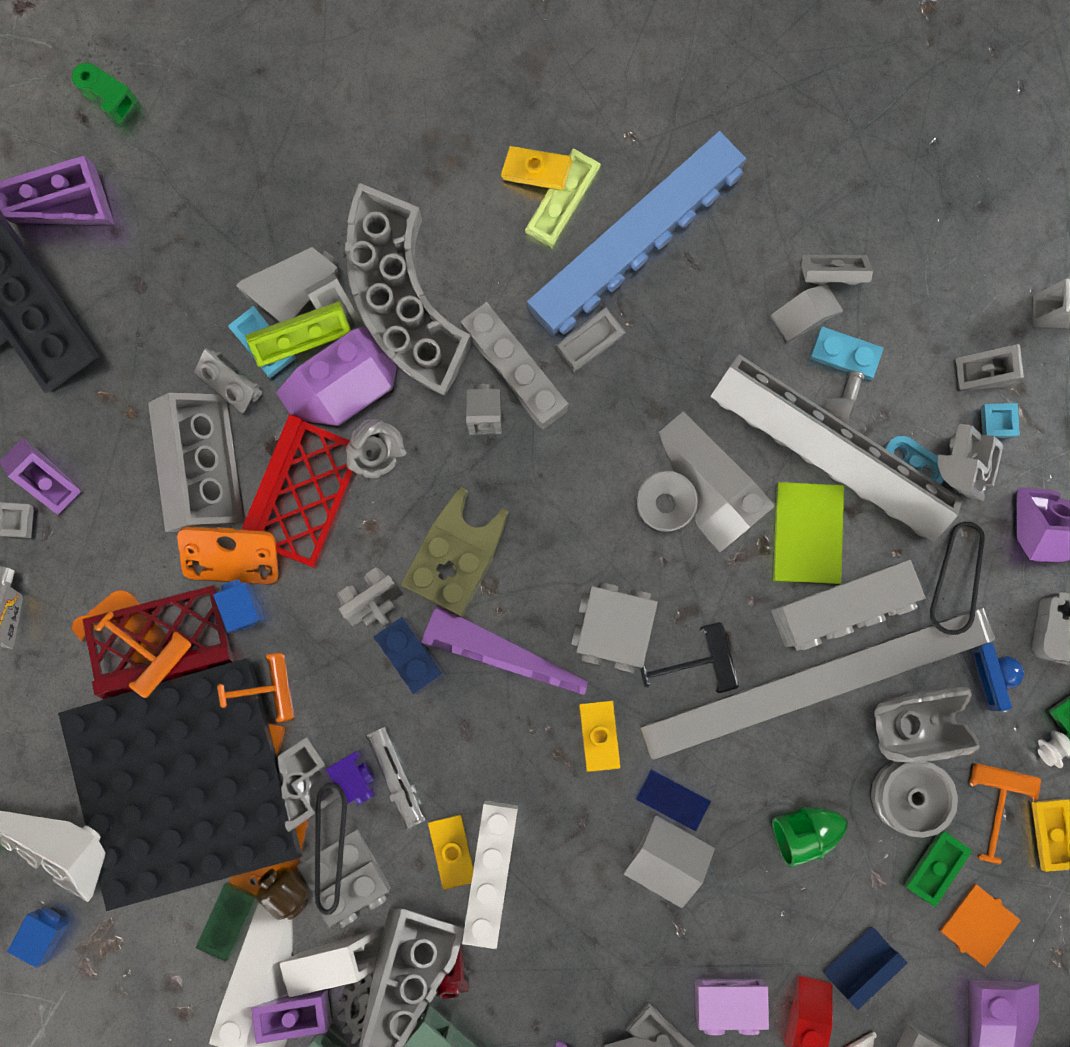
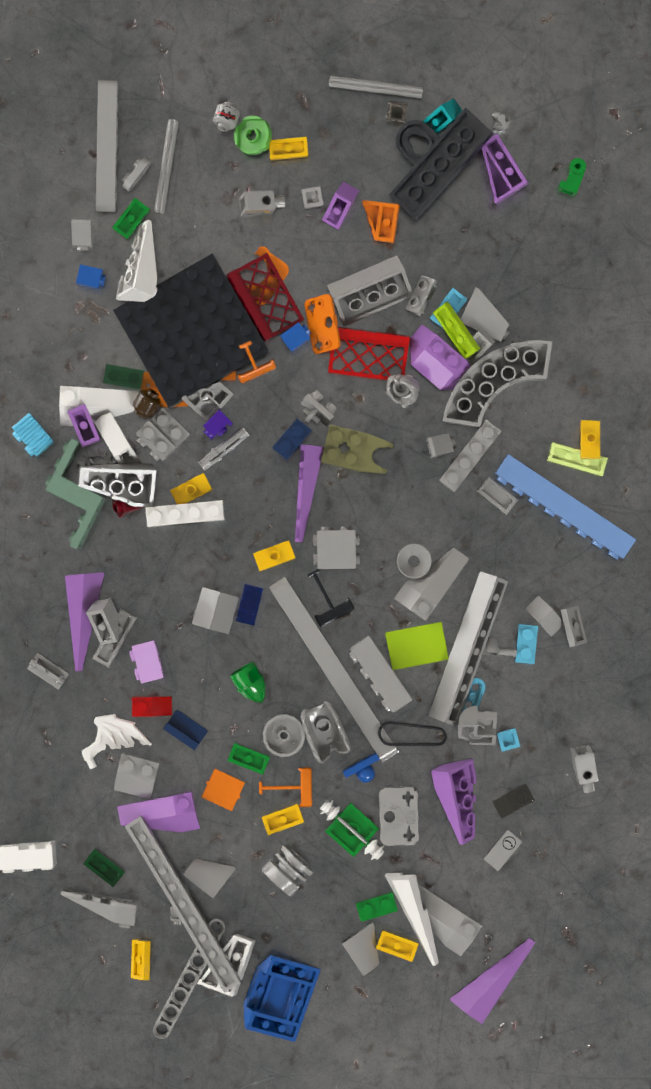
camera: 80 degrees right, 5 degrees up
(83, 413) = (382, 219): none -> orange wing
(160, 665) = (252, 304): orange piece -> none
(340, 849) = (178, 429): black piece -> none
(990, 369) = (536, 725): light grey slope -> none

